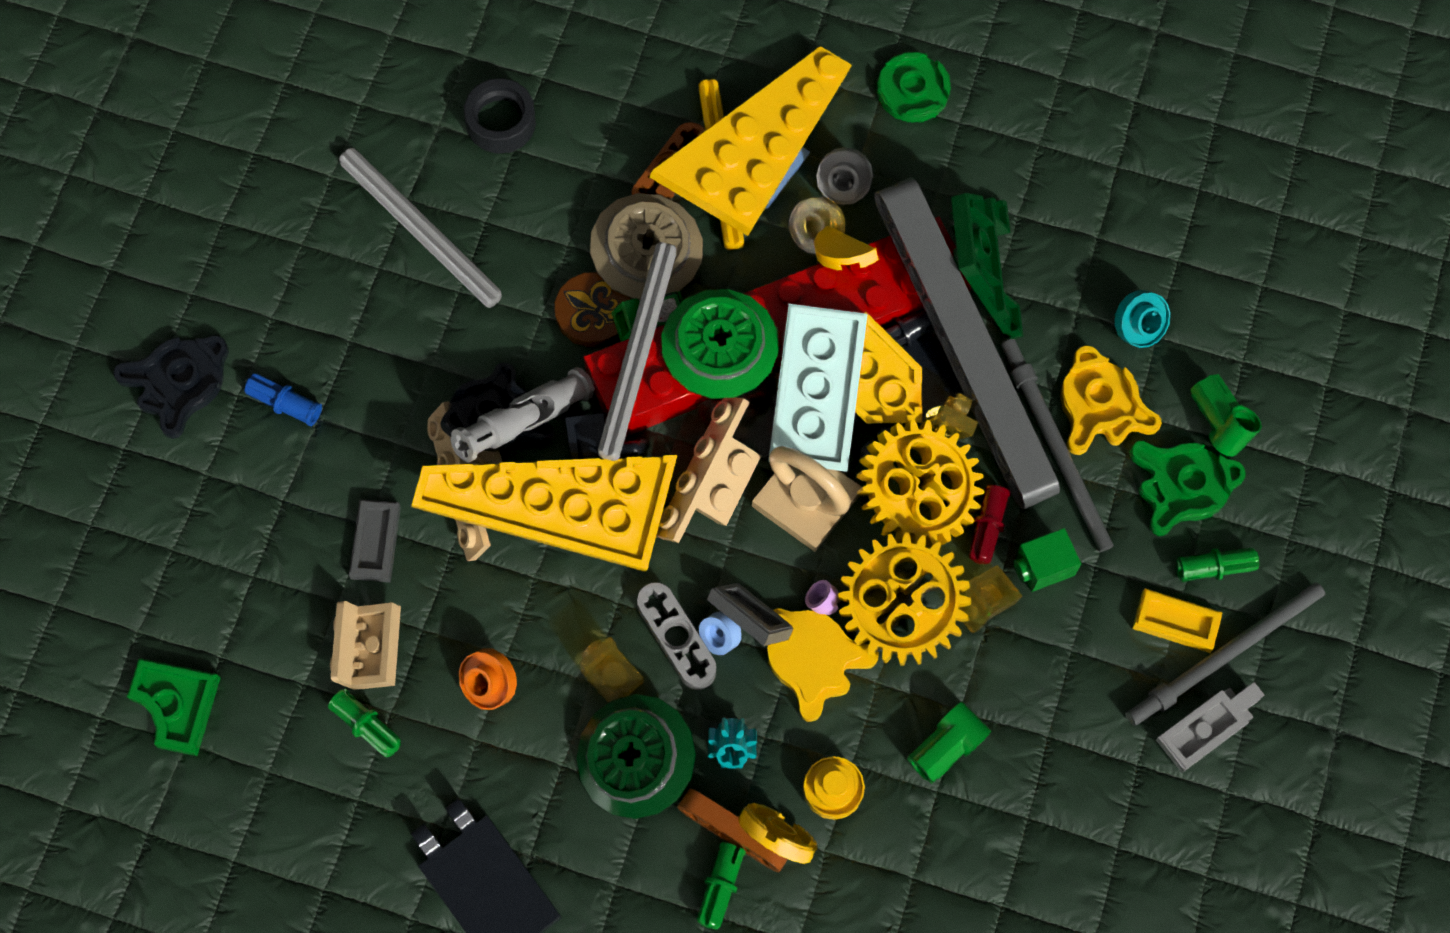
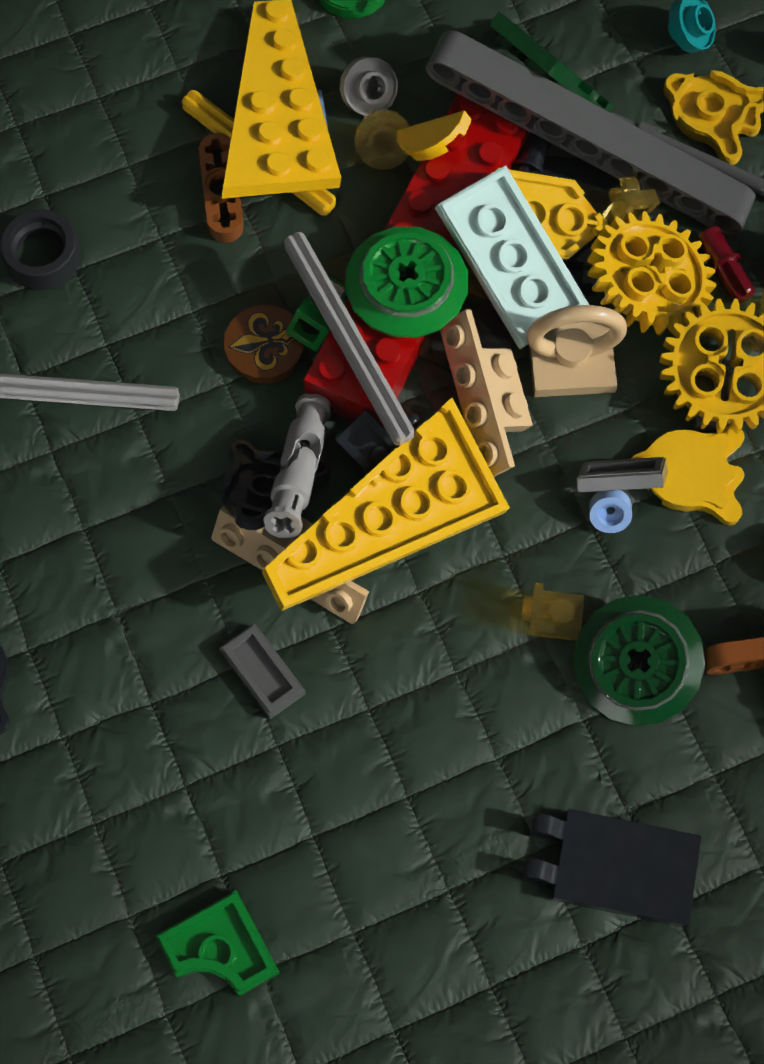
camera: 40 degrees left, 0 degrees up
(283, 399) = (73, 620): blue axle -> none
(364, 723) = (399, 822): green axle -> none
(365, 645) = (340, 758): tan bracket -> none
(487, 679) = (466, 700): orange plate -> none
(620, 236) = (251, 280): dark tan piece -> none
(700, 655) = (591, 532): light grey beam -> none
(732, 743) = (703, 586): teal gear -> none
(822, 598) = (658, 413): lavender hinge -> none

